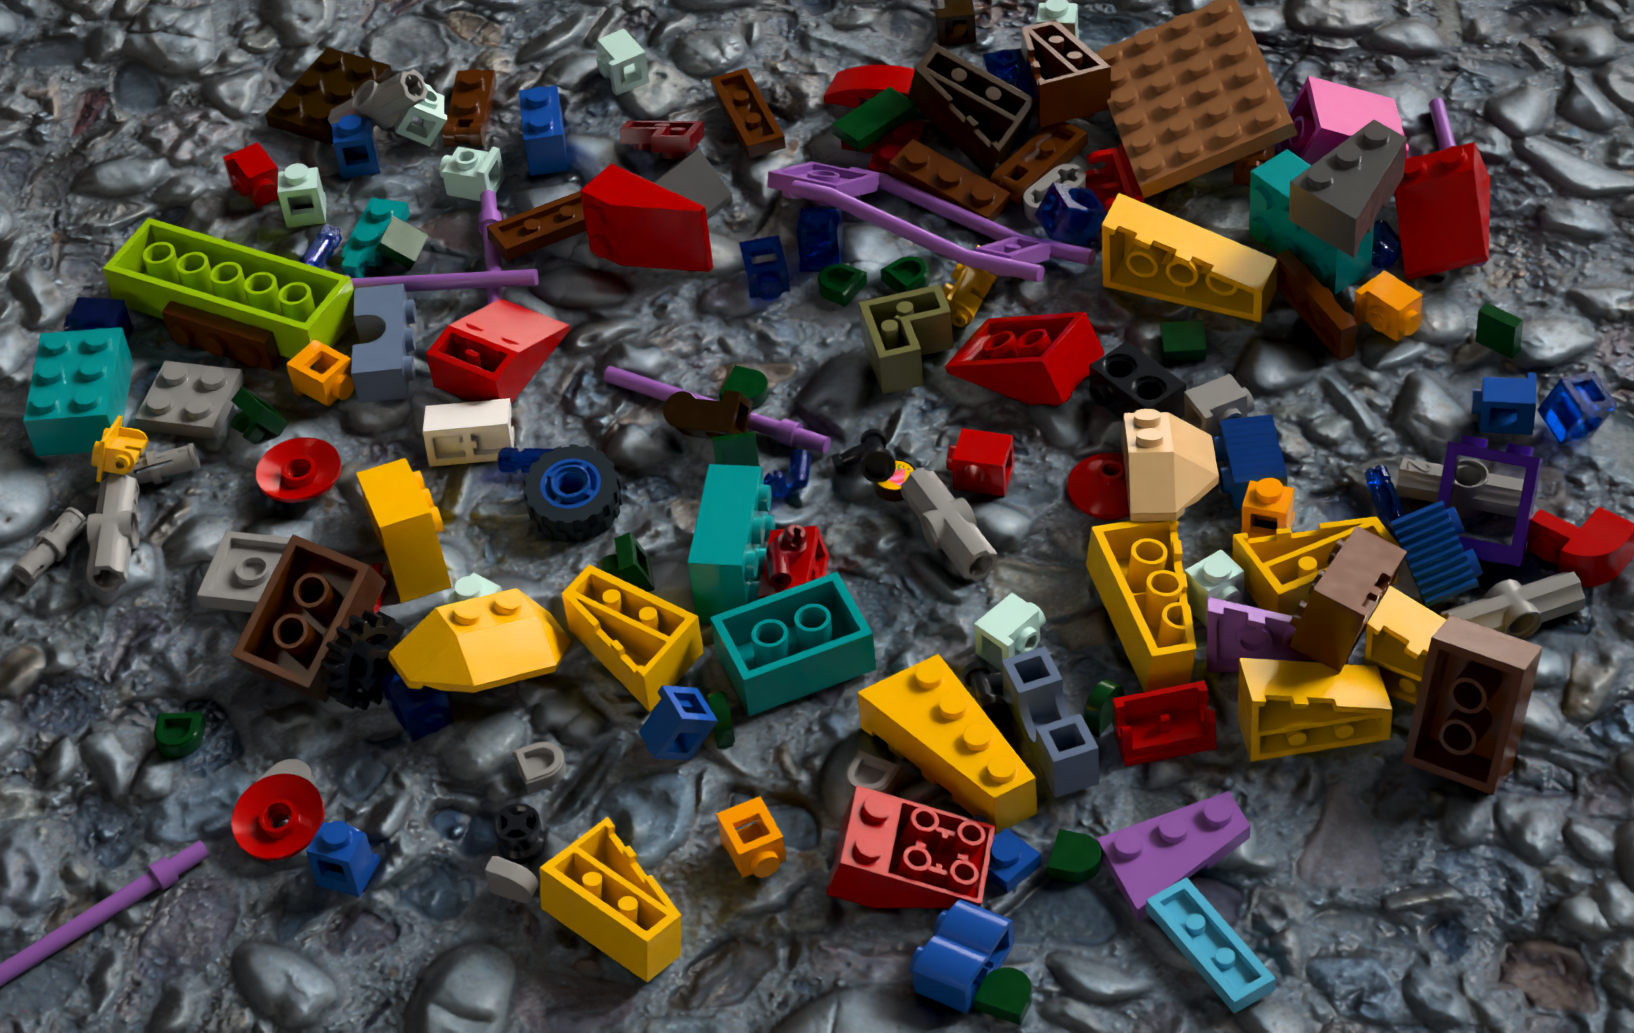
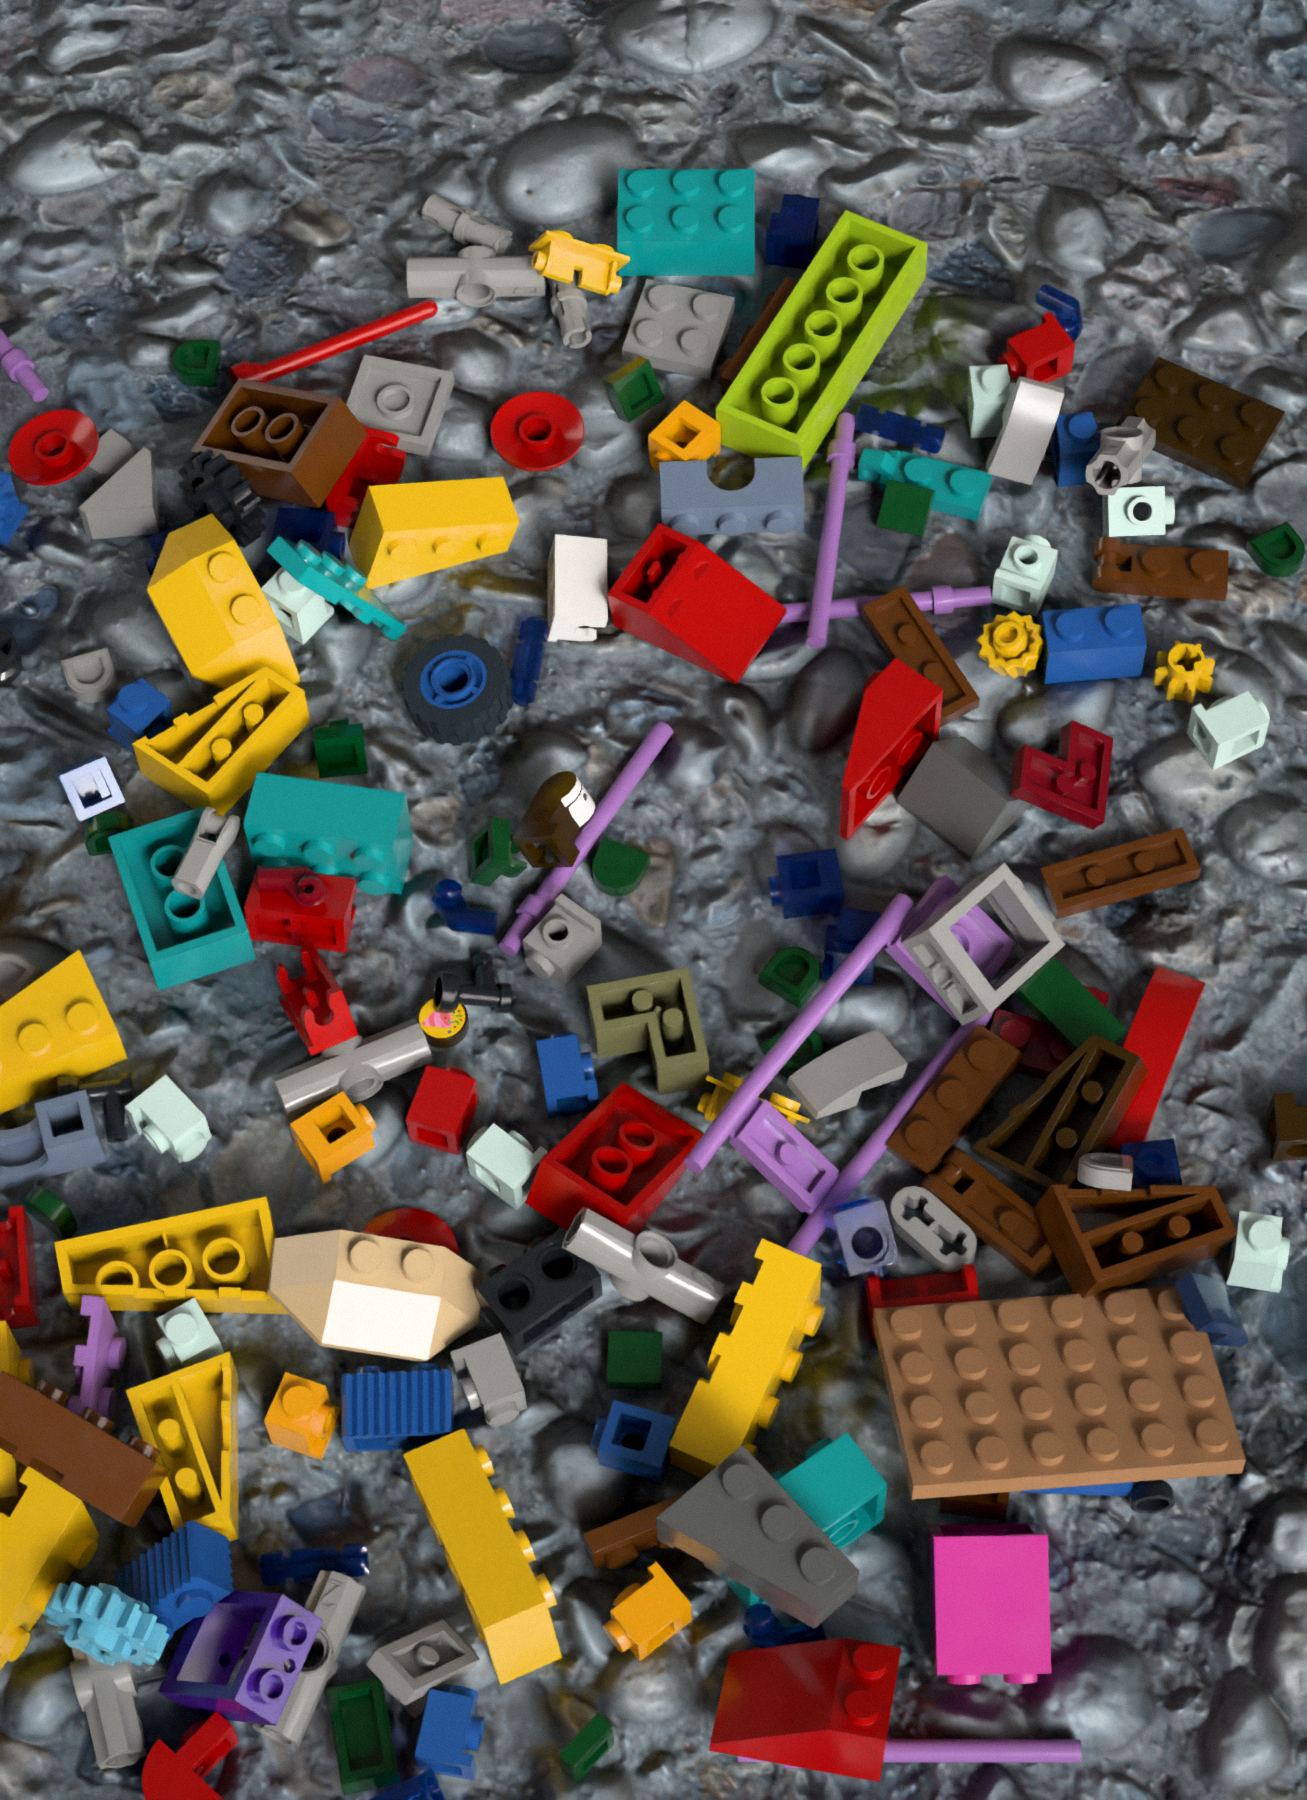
camera: 90 degrees right, 15 degrees up
(207, 166) = (1065, 308): none -> clear blue arm
(207, 682) = (333, 345): none -> red piece
(336, 155) = (1025, 430): none -> light grey slope
(343, 750) = (125, 502): none -> light grey slope
(407, 602) = (311, 527): none -> clear blue brick
(455, 51) = (1277, 551): none -> dark green tile
(470, 553) = (335, 583): none -> teal wing
(544, 170) = (1011, 644): none -> yellow piece
(572, 84) = (1183, 671): none -> yellow gear
(598, 707) = (135, 709): none -> blue brick
(764, 597) = (205, 855): none -> light grey bar
(820, 406) = (566, 957): none -> light grey brick
(827, 151) = (938, 950): none -> light grey window
(894, 537) = (315, 1003): none -> red hinge
(933, 223) = (841, 1074): none -> light grey slope
(944, 394) = (566, 1075): none -> blue brick
(1015, 525) = (329, 1120): none -> light orange brick
(1022, 65) = (1106, 1171): none -> light grey tile
(1031, 418) = (504, 1163): none -> light aqua brick
(1112, 29) = (1211, 1310): none -> dark blue slope
(1116, 317) = (643, 1265): none -> light grey piece
(1253, 333) = (639, 1424): none -> blue brick
(1364, 390) = (486, 1554): none -> yellow wedge
(1458, 418) = (422, 1662): none -> light grey slope
(1490, 557) = (106, 1624): none -> medium azure gear
(1541, 435) = (362, 1736): none -> dark green tile

